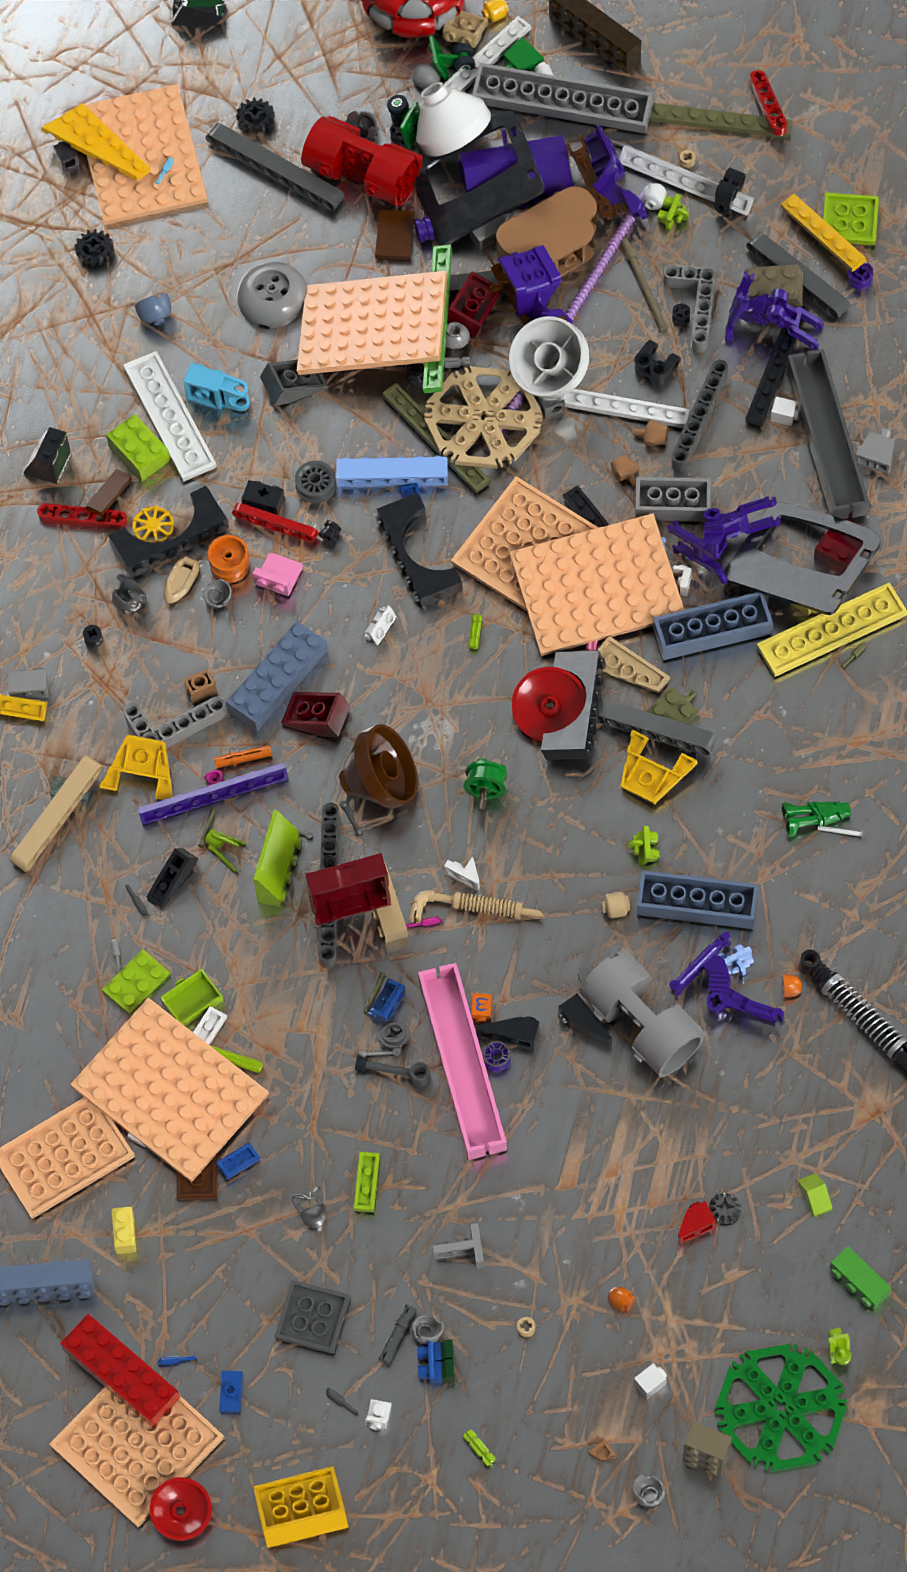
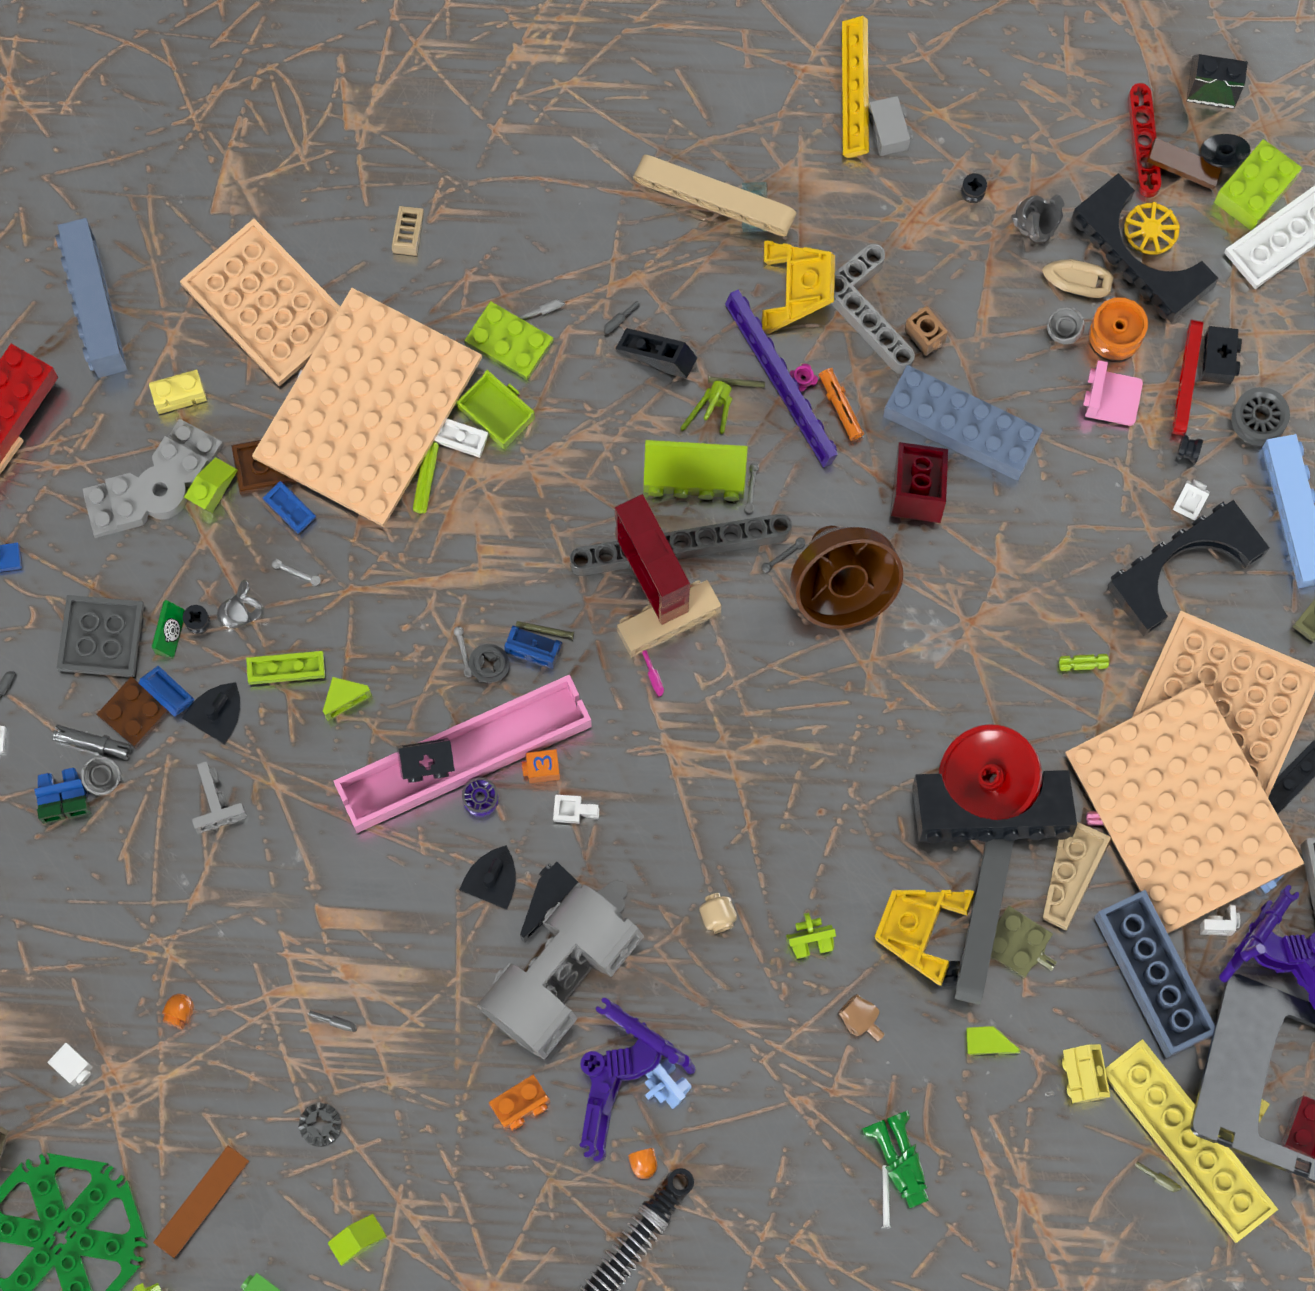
camera: 75 degrees right, 10 degrees up
(39, 1051) = (405, 247): none -> tan slope
(106, 463) = (1225, 150): none -> black dish
(174, 1360) = (26, 486): blue piece -> none
(205, 1279) = (129, 500): none -> light grey plate
(207, 1215) = (211, 484): none -> lime slope
(299, 1153) = (315, 580): none -> light grey hinge
(311, 1246) = (199, 624): none -> black wheel
(317, 1266) = (168, 630): none -> green slope
(363, 1064) = (442, 633): dark grey piece -> none
(367, 1273) = (166, 691): none -> blue tile
(368, 537) = (1191, 499): none -> white bracket
(378, 1301) = (132, 712): none -> reddish brown plate
(383, 620) = (1076, 543): white hinge -> none
(390, 1241) = (216, 711): none -> black shield
(398, 1143) = (343, 696): none -> lime slope
(410, 489) = (1275, 540): blue tile -> none
(464, 875) = (726, 716): white slope -> none
(465, 1081) = (437, 750): none -> black brick
(471, 903) = (687, 726): tan piece -> none
(485, 781) = (859, 712): green wheel -> none
(514, 1031) = (518, 817): black slope -> none
(518, 993) = (569, 809): none -> white plate
(530, 1322) = (131, 901): tan bush -> none
(559, 1060) = (492, 878): none -> black shield
(649, 1186) = (335, 1021): none -> dark grey piece
(696, 1222) = (292, 1088): red slope -> none
(697, 899) = (742, 1018): sand blue brick -> none
(709, 824) = (860, 1017): none -> medium nougat piece
(733, 1064) = (519, 1103): none -> orange bracket
(740, 743) = (989, 1041): none -> lime slope
(769, 1301) = (201, 1202): none -> dark orange piece
(775, 683) = (1085, 1073): none -> light yellow brick

